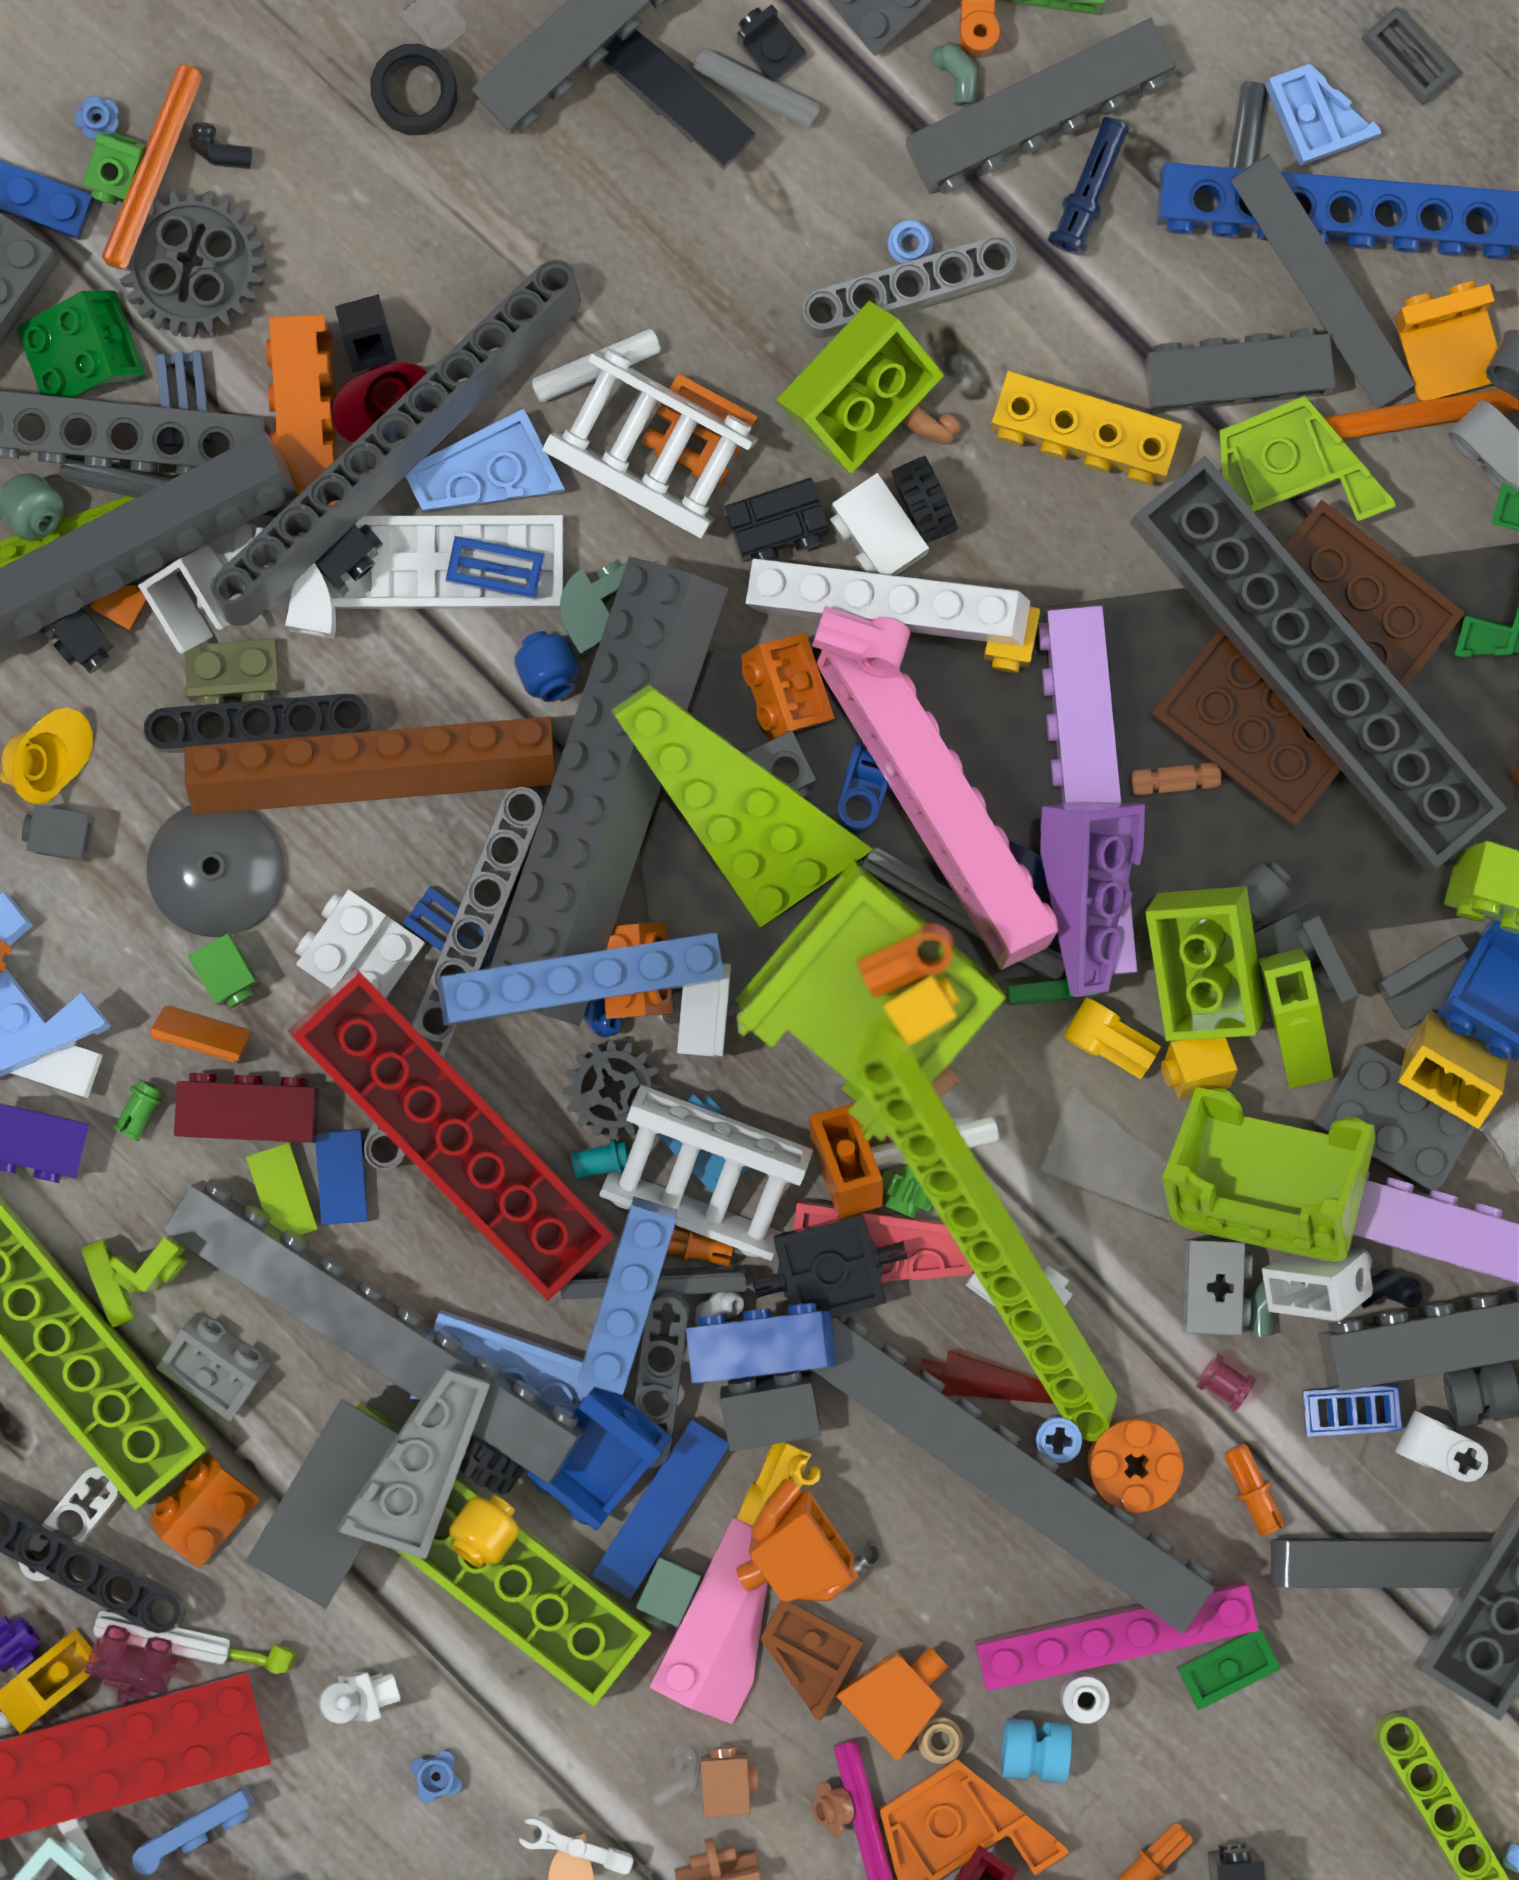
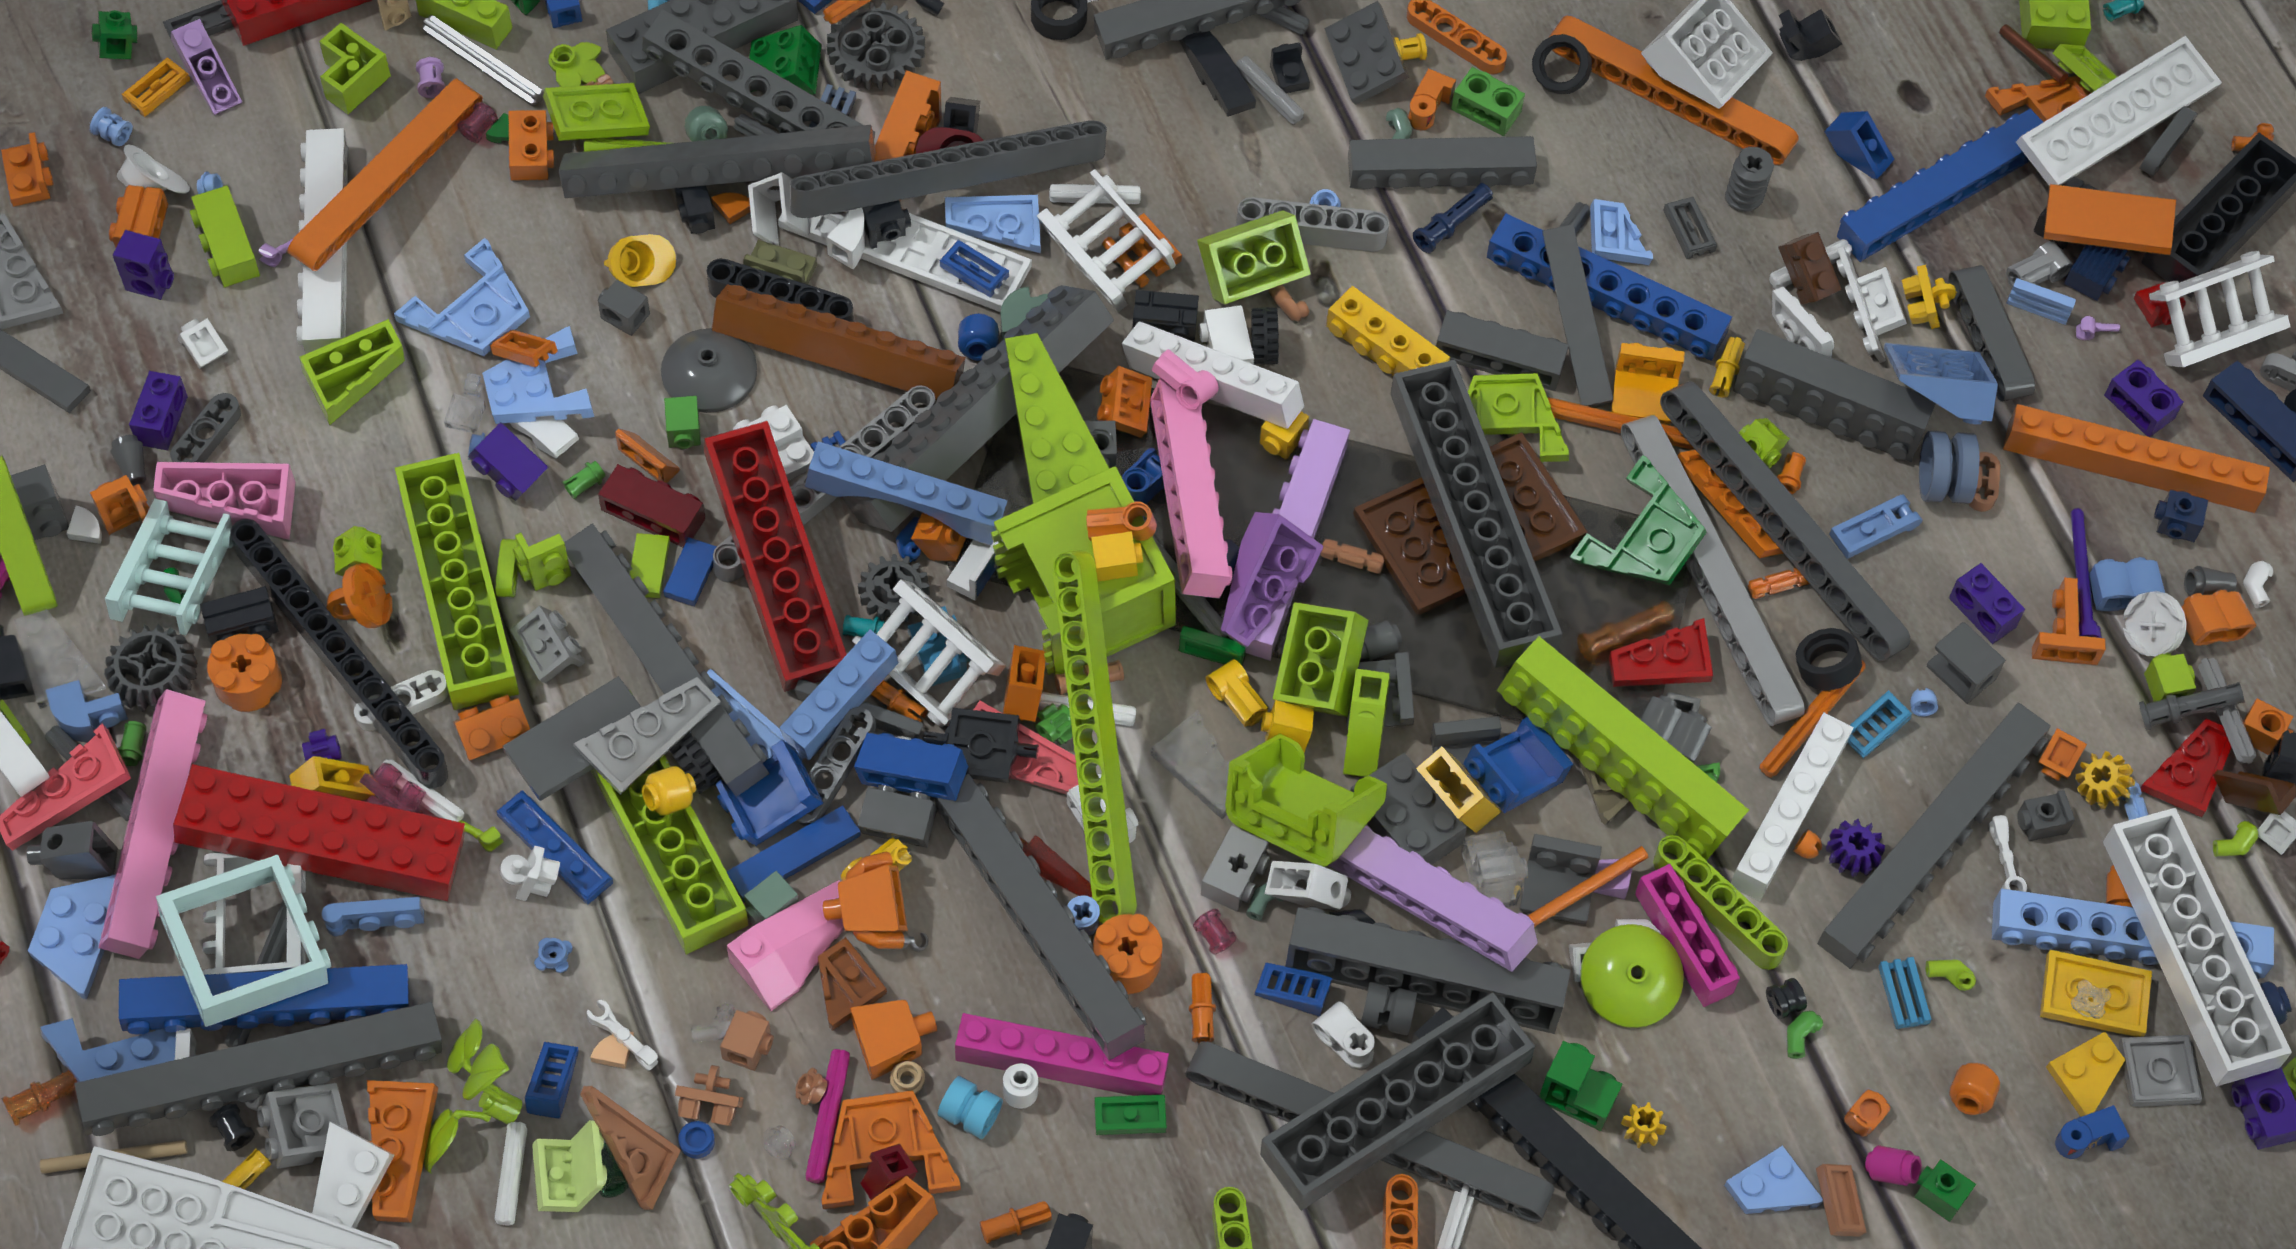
camera: 25 degrees right, 25 degrees down
(367, 1635) = (539, 830): none -> blue tile

